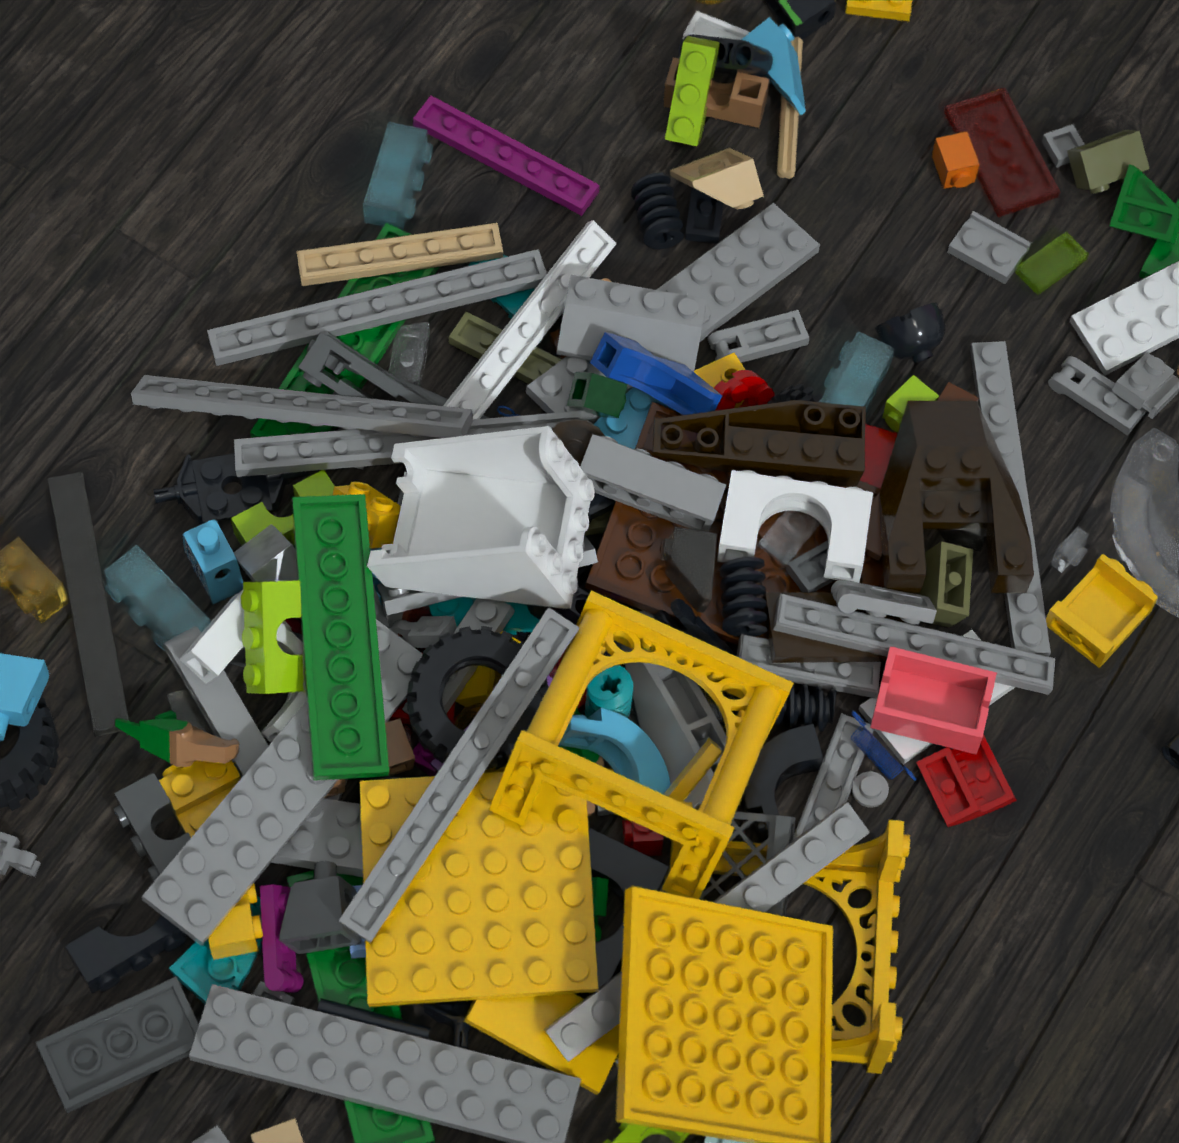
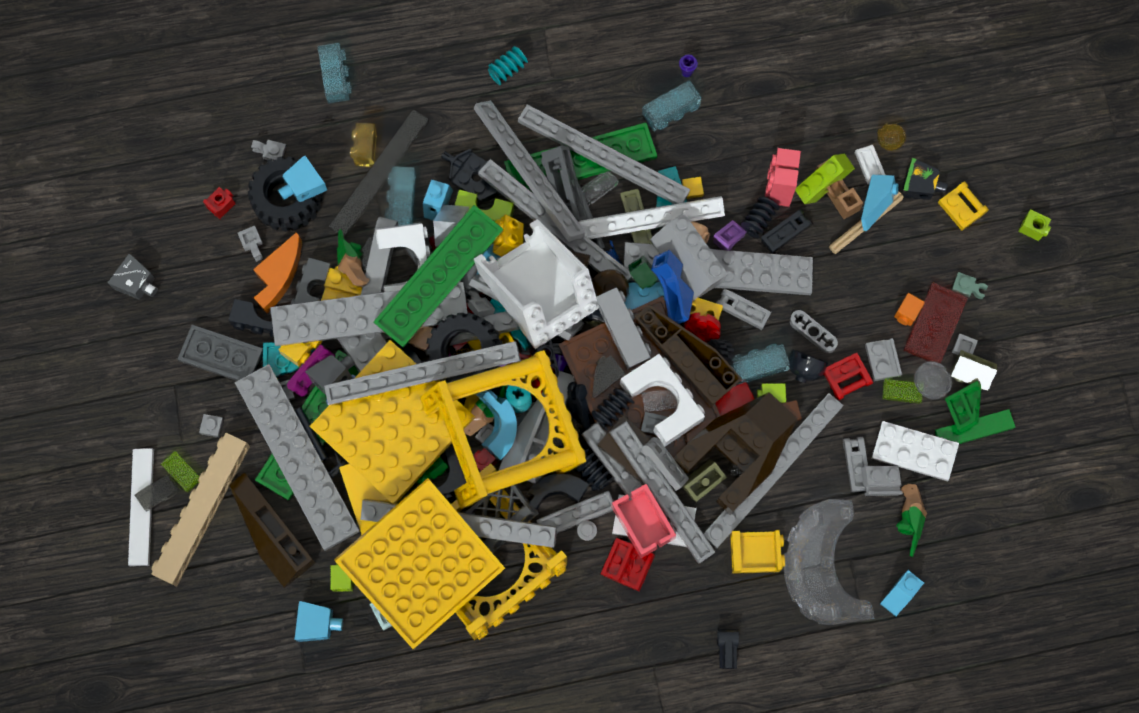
camera: 50 degrees right, 10 degrees up
(86, 858) = (278, 272): none -> orange slope
(121, 309) = (507, 64): none -> teal piece
(265, 608) = (420, 239): lime arch -> none
(365, 106) = (688, 64): none -> dark purple cone
(399, 254) = (636, 141): tan tile -> none
(506, 155) = (725, 137): magenta plate -> none
(531, 242) = (695, 187): none -> yellow tile
(636, 137) = (783, 176): none -> coral piece
(646, 266) = (729, 236): none -> medium lavender slope
(694, 771) = (512, 458): yellow tile -> none
(724, 176) = (796, 227): tan slope -> none
(739, 56) = (860, 179): black beam -> none
(875, 761) = (604, 518): blue piece -> none
(881, 279) = (812, 323): none -> light grey beam
(960, 299) = (845, 370): none -> red plate
(987, 77) = (966, 285): none -> sand green plate
(1071, 550) = (771, 516): clear plate -> none
(1073, 217) = (932, 380): none -> clear tile

